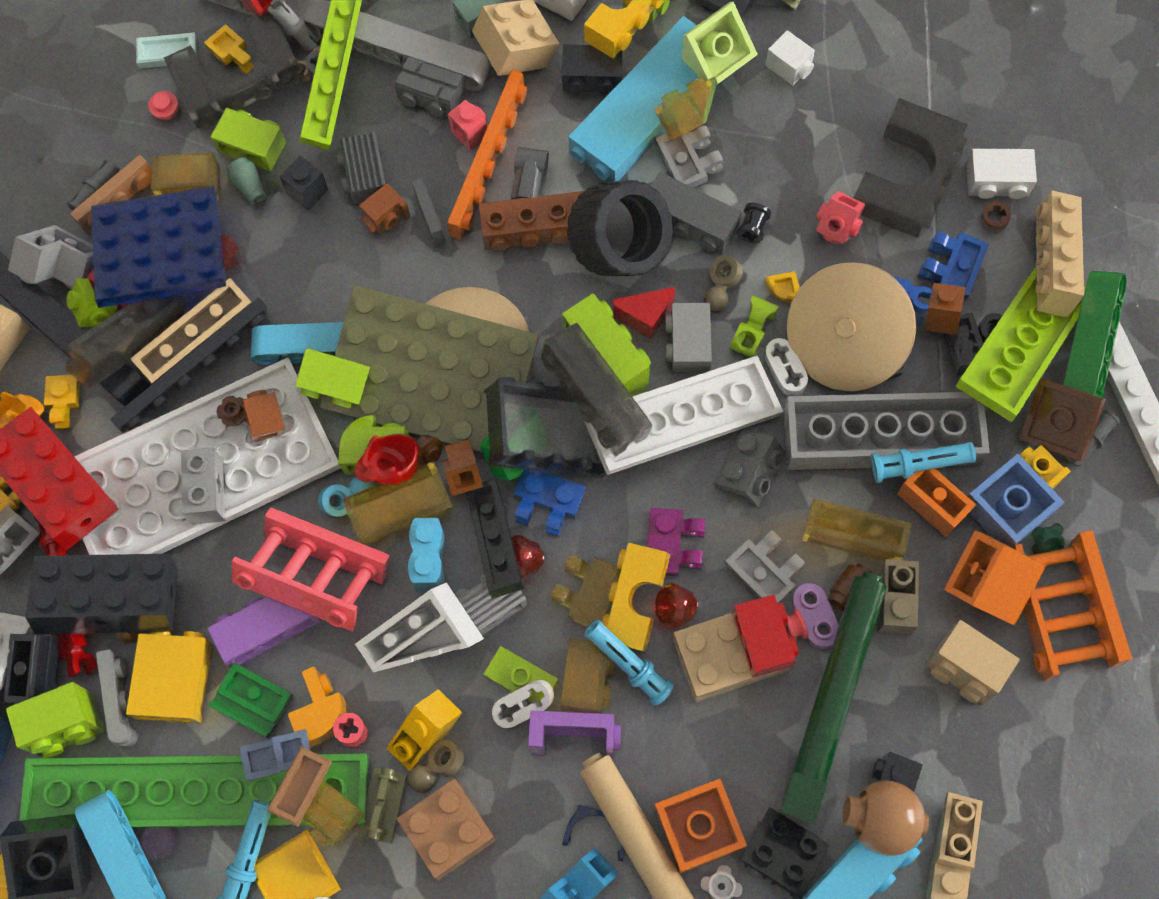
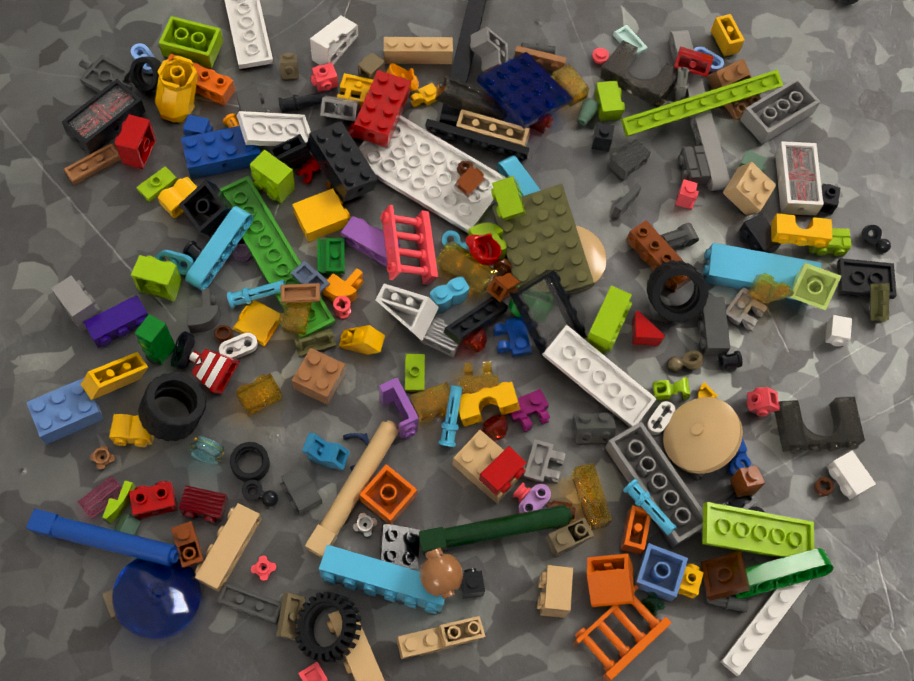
camera: 50 degrees right, 5 degrees down
(83, 304) = (474, 73): lime bracket -> none
(115, 698) = (304, 191): light grey plate -> none
(202, 486) = (419, 175): light grey brick -> none
(229, 47) = (650, 65): yellow plate -> none
(383, 210) = (613, 180): dark orange brick -> none
(443, 759) = (352, 358): dark tan plate -> none
(484, 161) = (677, 211): orange plate -> none
(519, 696) = (403, 375): white beam -> none
(595, 389) = (581, 321): clear smoke brick -> none
(689, 337) = (644, 360): light grey brick -> none
(962, 265) = (781, 481): blue plate -> none
(1059, 254) = (821, 527): tan brick -> none

